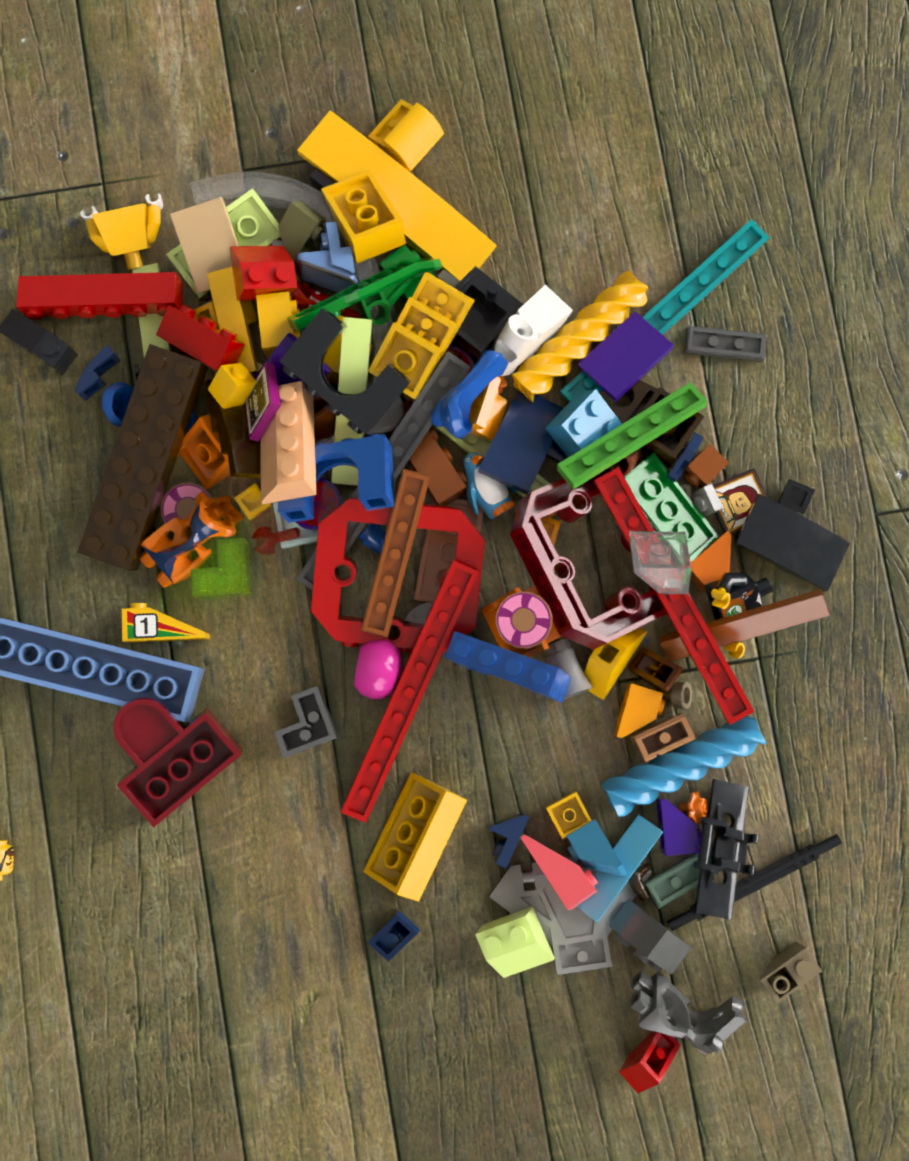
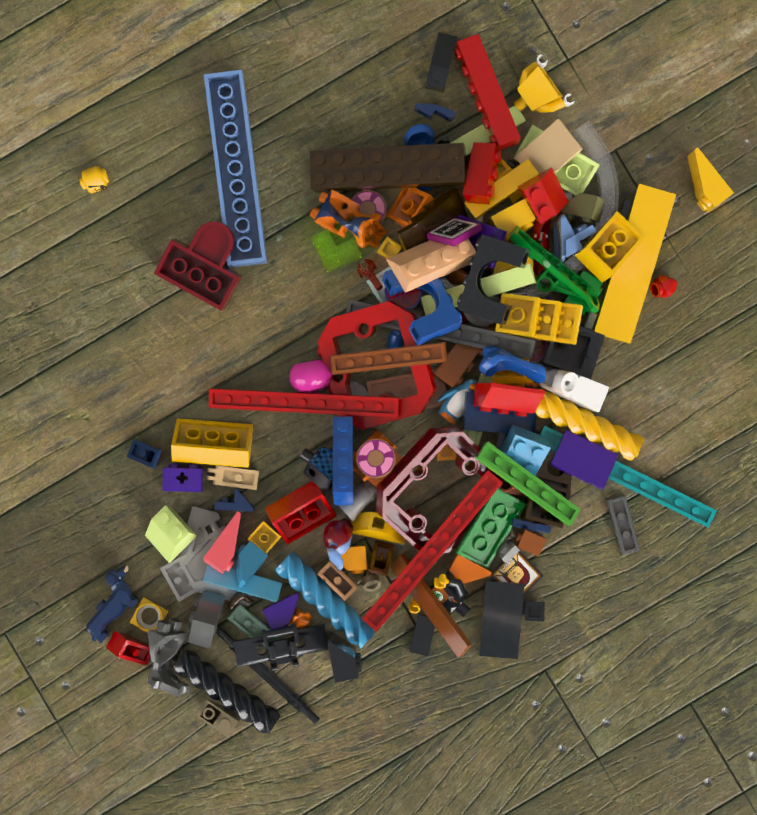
camera: 80 degrees right, 5 degrees up
(149, 625) = (282, 219): slope -> none
(232, 385) = (458, 207): yellow brick -> none
(314, 725) = (257, 350): dark grey brick -> none
(328, 67) = (708, 184): none -> yellow slope
(407, 133) = (683, 251): yellow brick -> none
(441, 174) = (663, 286): none -> red rock
(447, 912) = (172, 482): none -> dark purple brick
(472, 824) = (234, 477): none -> tan hinge
(504, 702) = (319, 467): none -> black torso
(509, 418) = (507, 398): none -> slope
(552, 753) = (300, 512): none -> red slope
(585, 1059) = (114, 606): none -> dark blue animal
(610, 716) = (337, 540): none -> dark red hair
(614, 1033) = (146, 603): none -> yellow piece
(662, 560) = (450, 532): clear slope -> none
(764, 942) = (221, 688): none -> black piece
(775, 655) = (422, 636): none -> black tile
(778, 767) = (344, 659): none -> black slope

